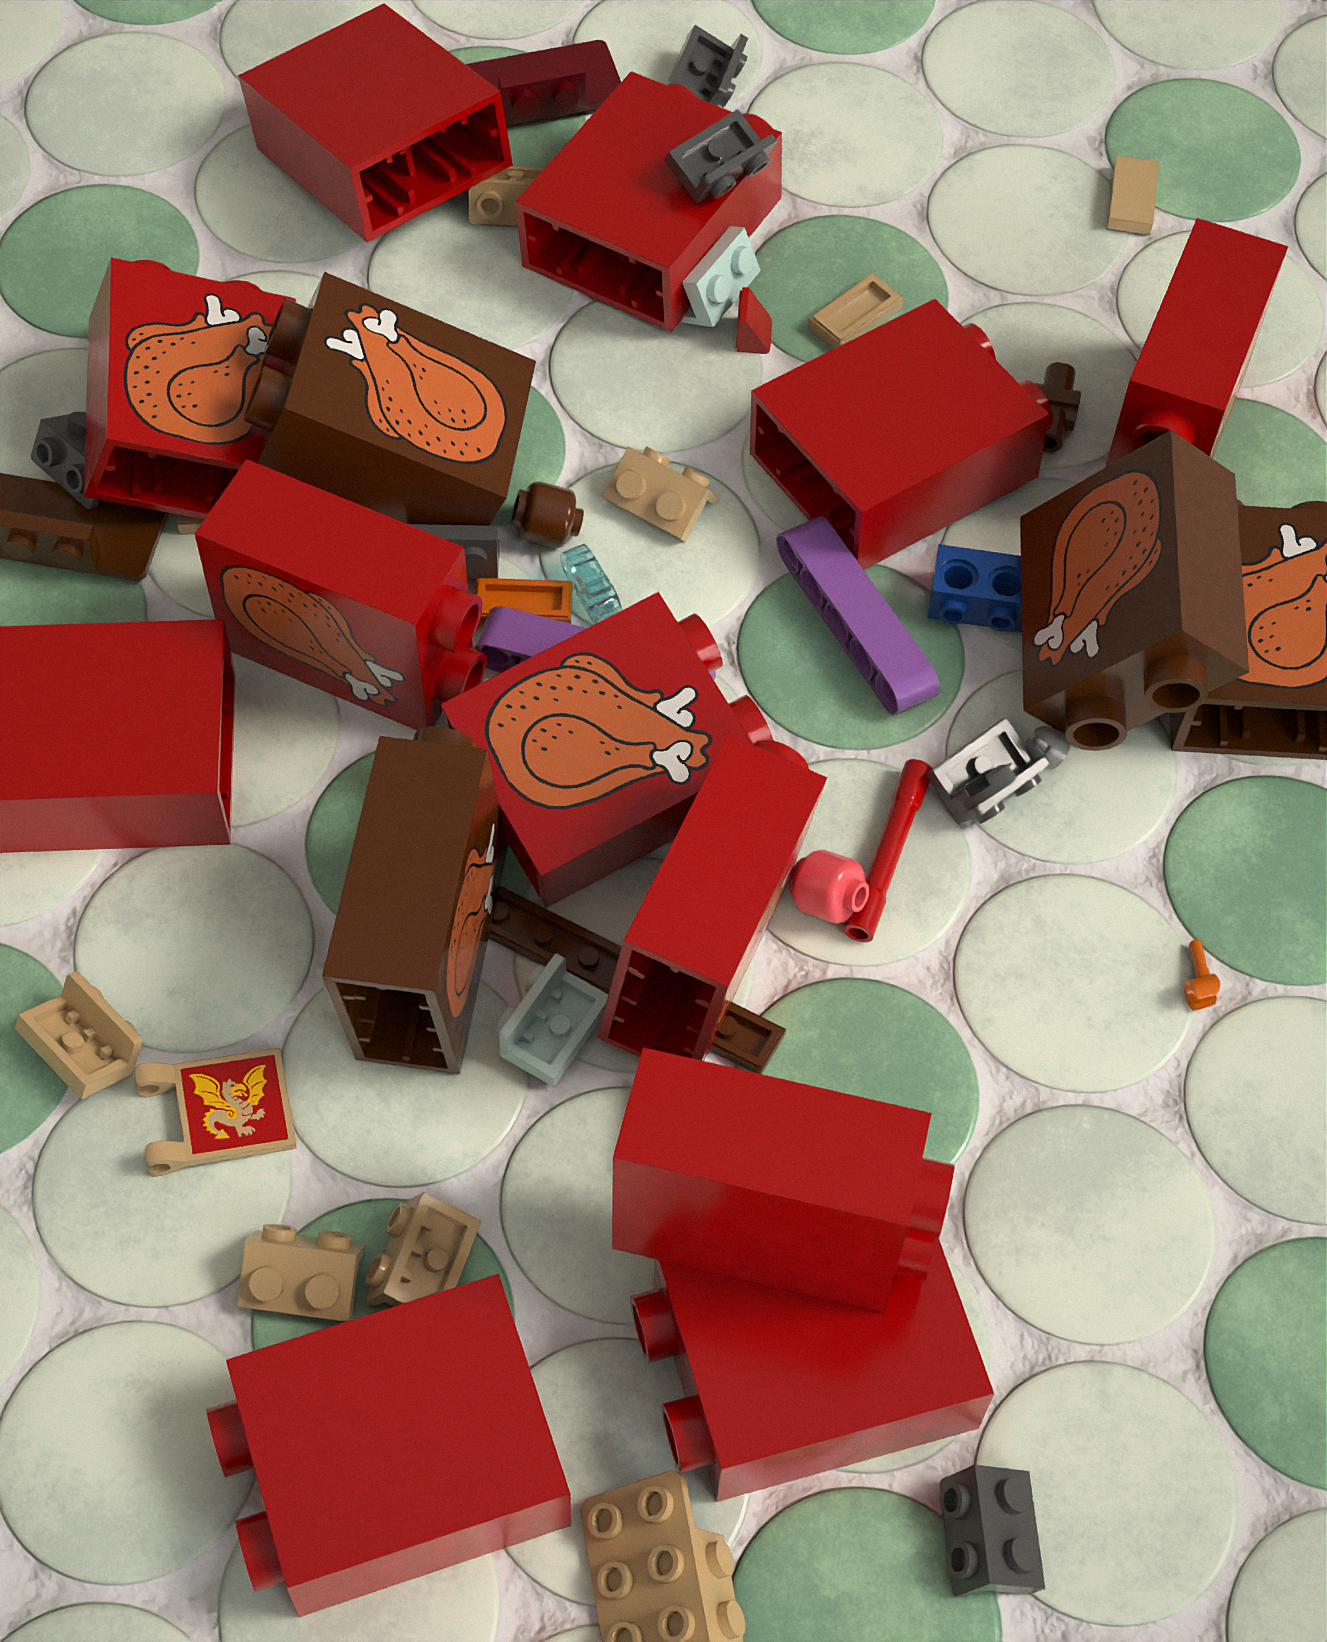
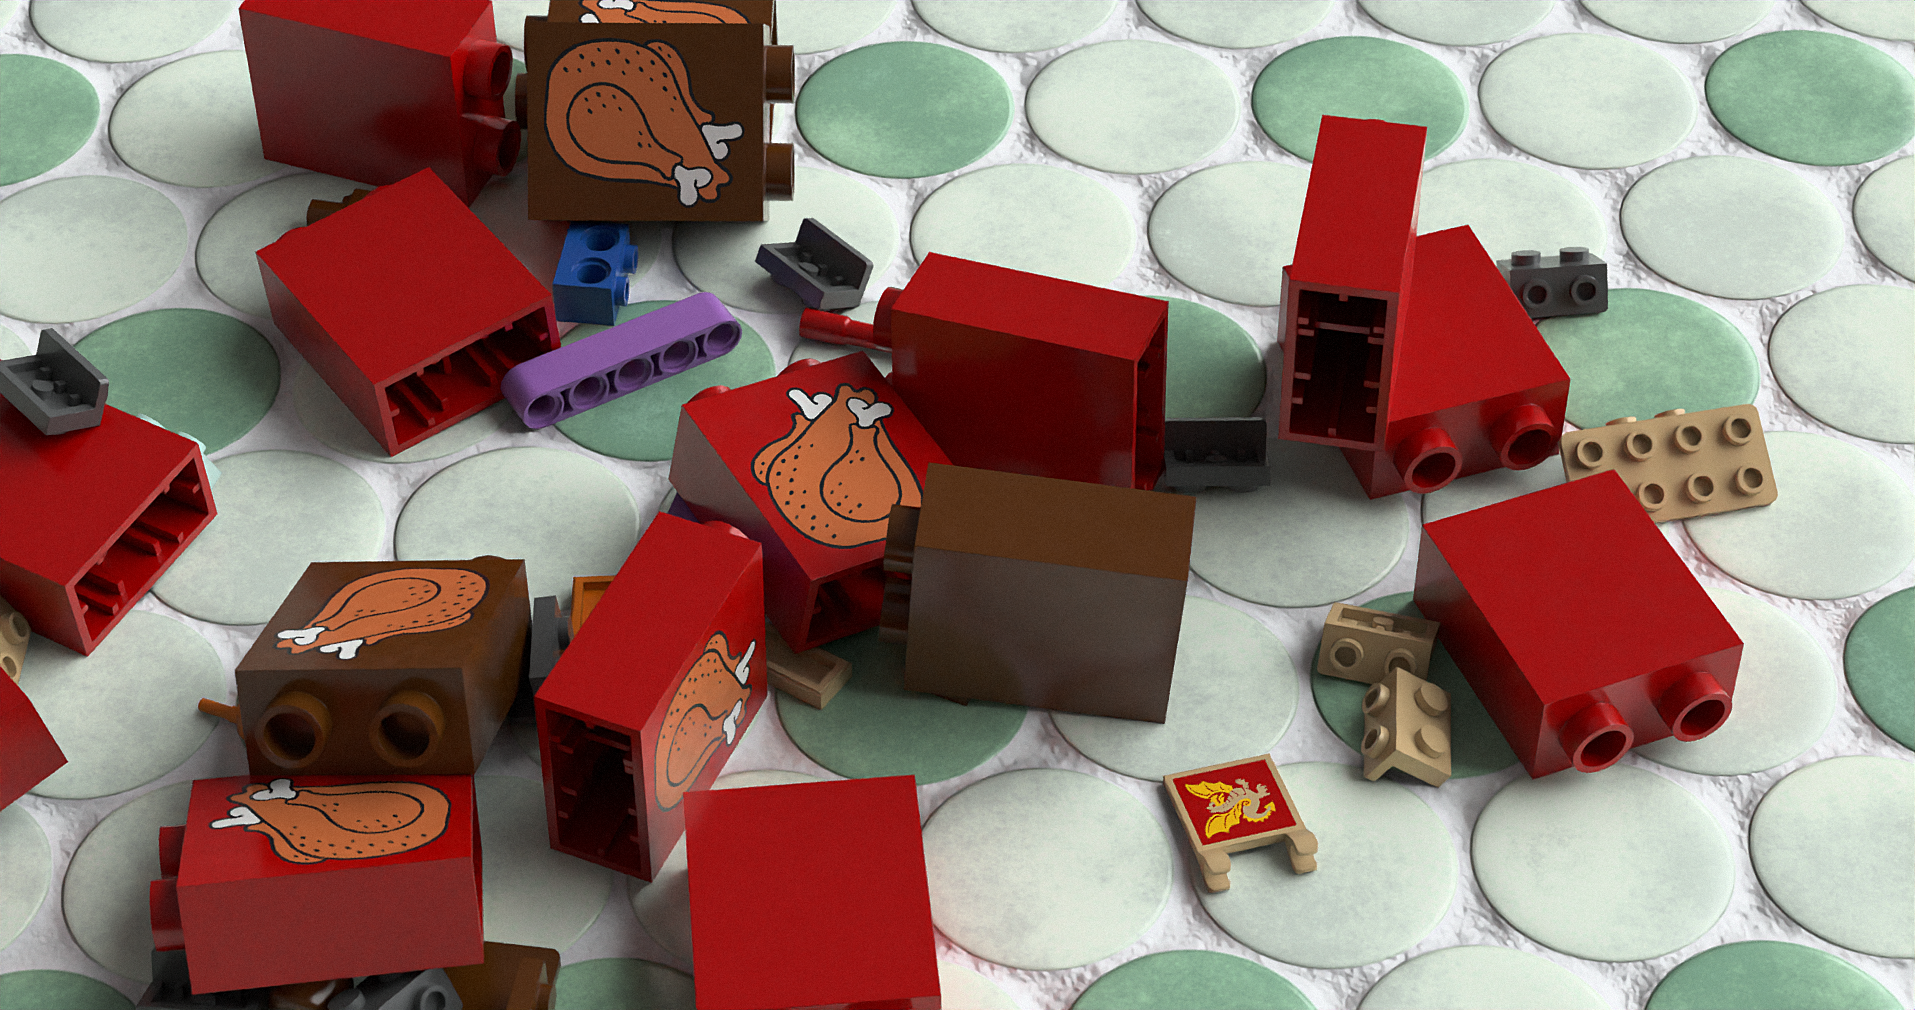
camera: 90 degrees left, 15 degrees down
(81, 1037) = (1178, 923): tan bracket -> none
(590, 583) = (590, 552): clear light blue beam -> none
(657, 493) = (457, 511): tan bracket -> none
(753, 325) = (224, 445): red slope -> none
(856, 311) = (202, 372): tan tile -> none
(982, 787) = (842, 258): dark grey tile -> none
(1048, 742) = (776, 221): light grey hinge -> none
(1133, 195) = (58, 164): tan tile -> none
(1203, 989) = (1028, 147): orange hand -> none

